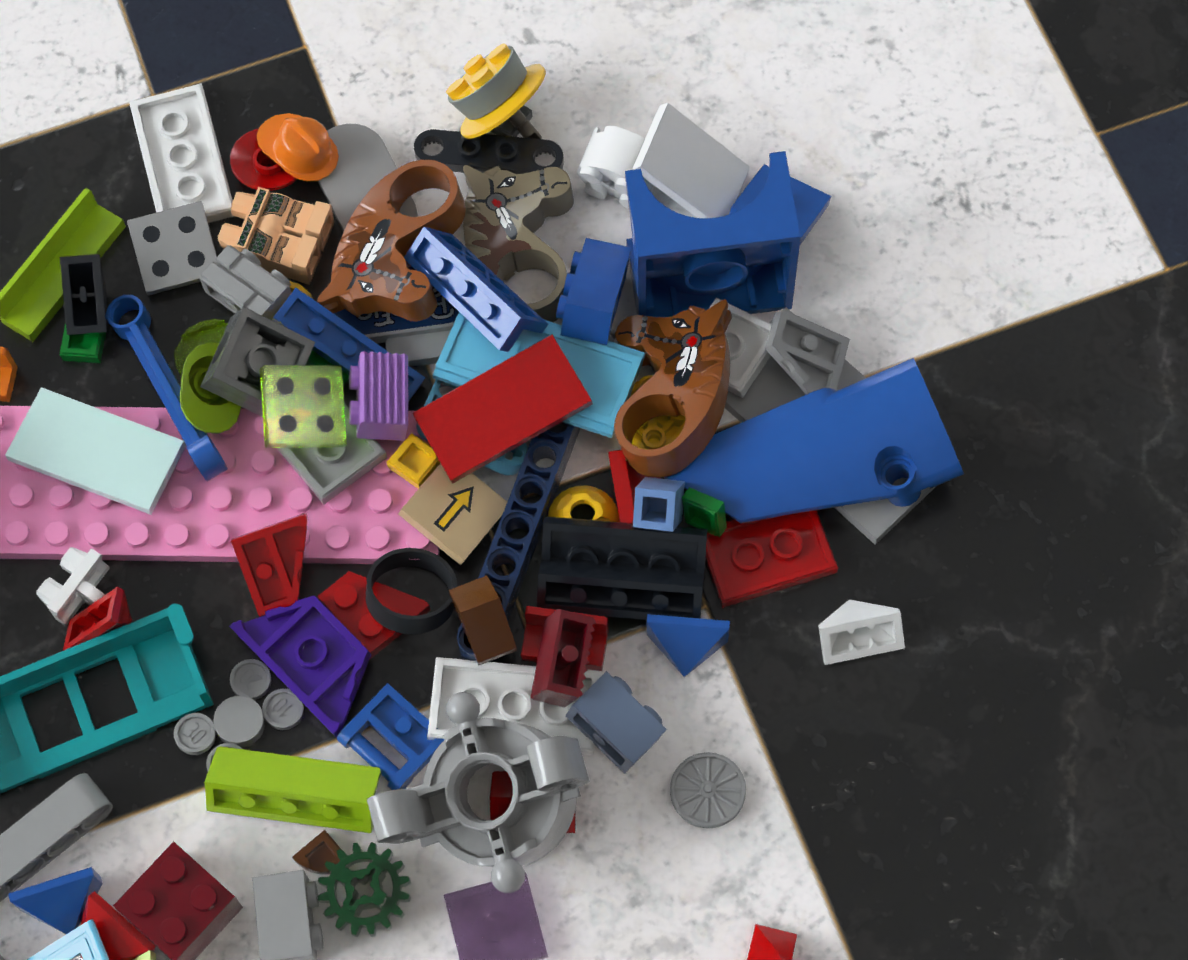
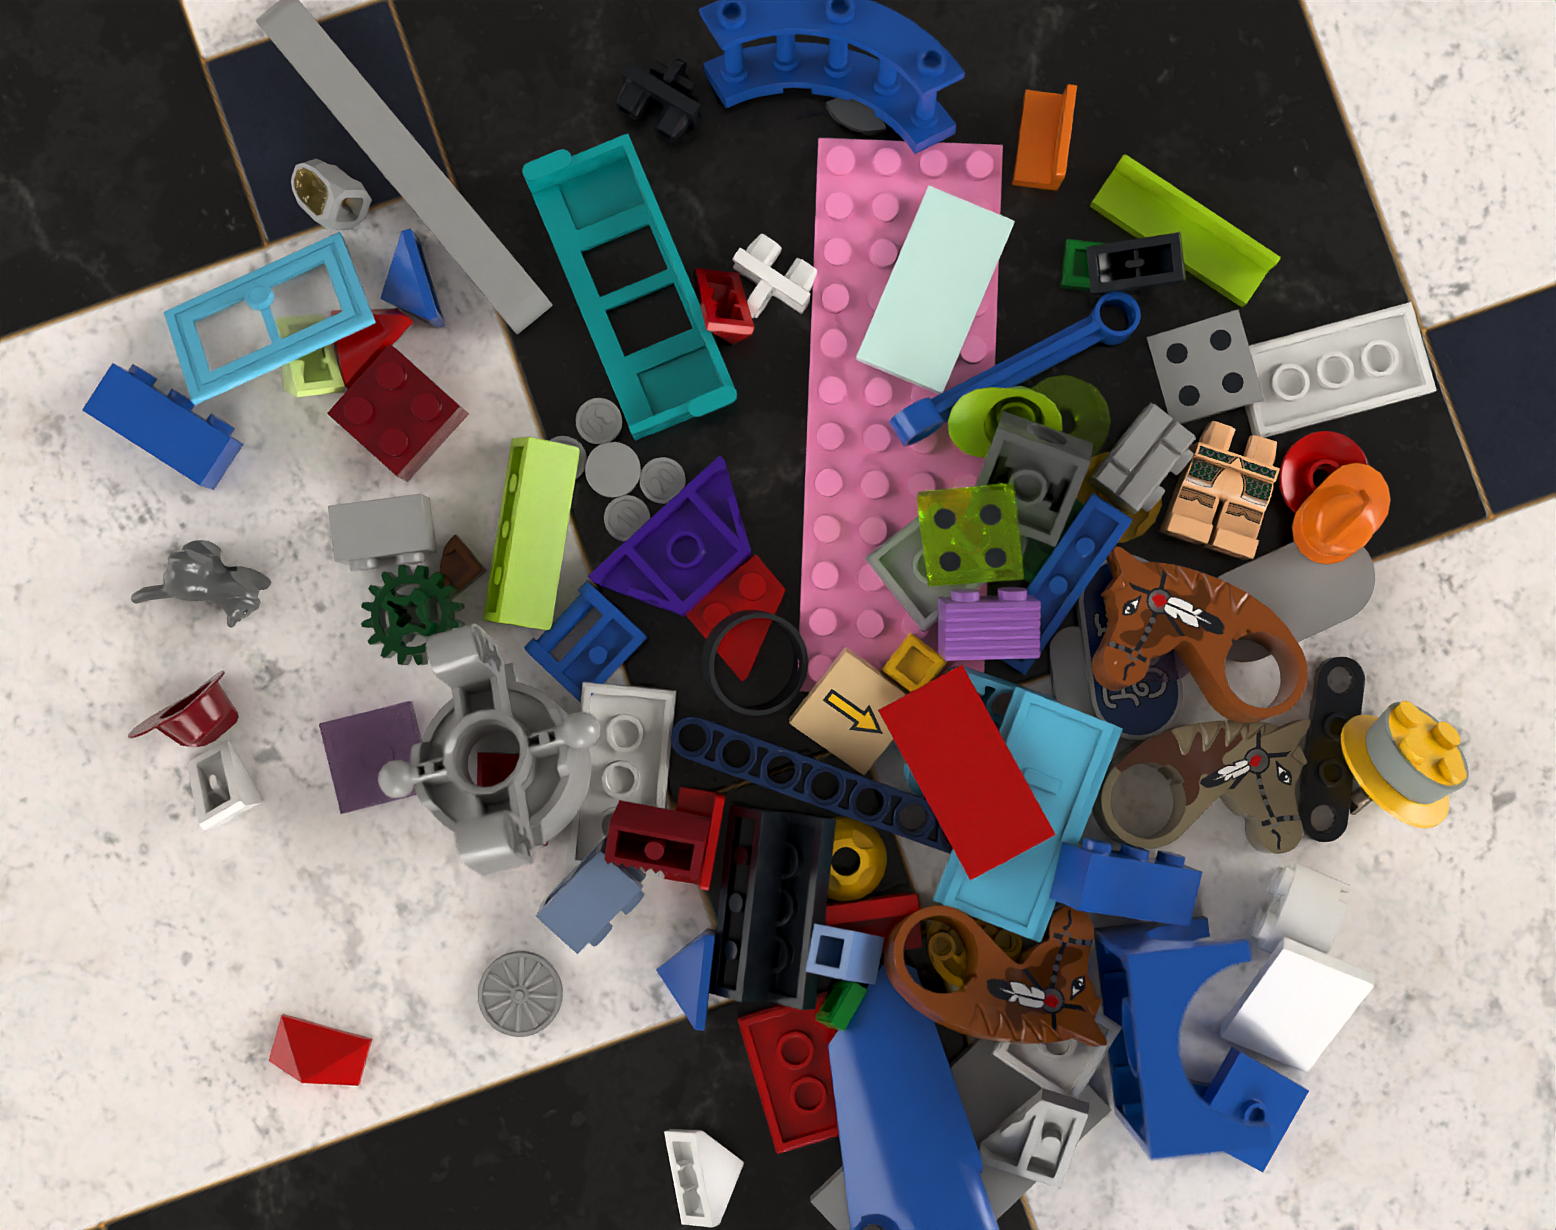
camera: 90 degrees right, 20 degrees up
(273, 562) = (791, 503): red wing -> none
(472, 288) = (1125, 737): blue fence -> none
(483, 620) = (709, 747): reddish brown slope -> none

